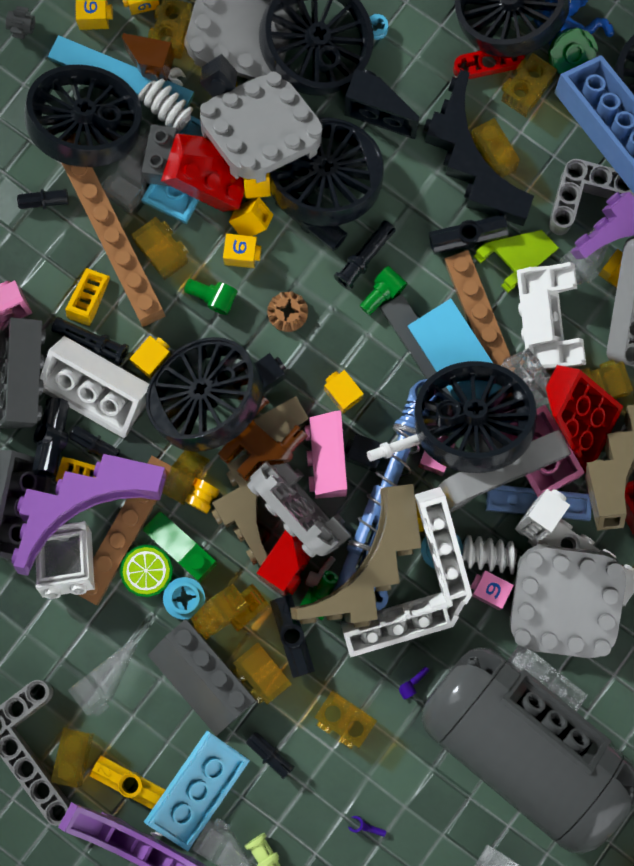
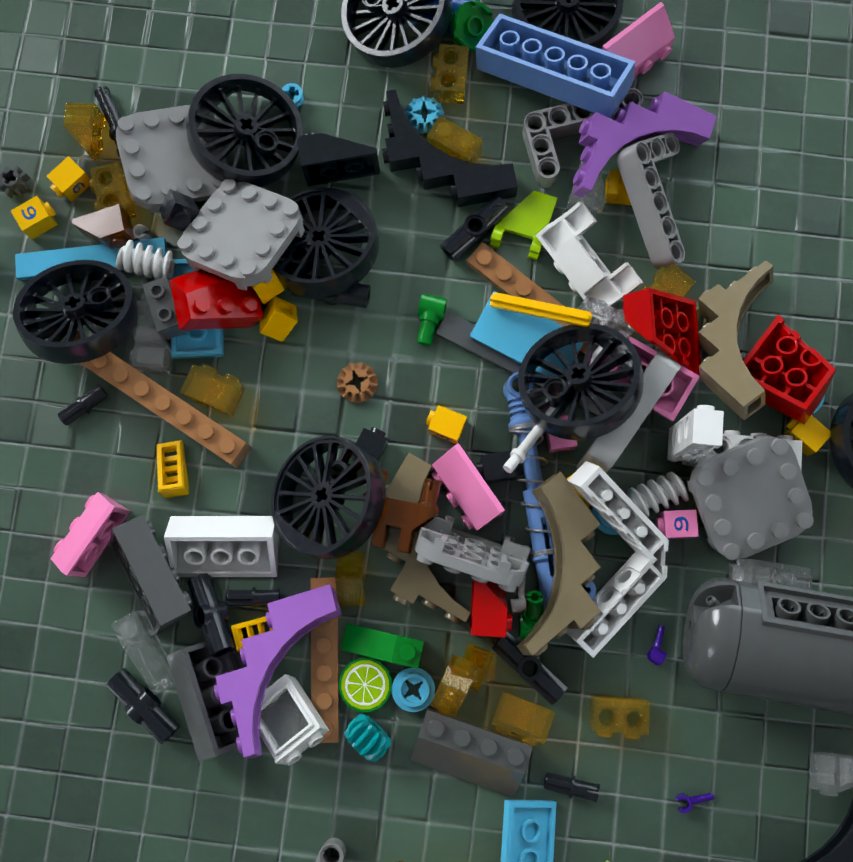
camera: 25 degrees left, 0 degrees up
(100, 685) = (384, 816): clear slope -> none
(102, 344) = (209, 508): black pin -> none
(123, 614) = (367, 737): none -> teal gear
(150, 355) = (259, 490): yellow brick -> none
(202, 496) = (377, 588): yellow wheel -> none
(217, 297) = (288, 404): green pin -> none
(241, 251) = (286, 352): yellow brick -> none
(358, 263) = (394, 306): black pin -> none
(469, 60) = (403, 84): red beam -> none
(479, 337) = (541, 309): none -> yellow axle
(480, 97) = (415, 108): none -> medium azure gear
(519, 499) = (657, 429): light blue tile -> none

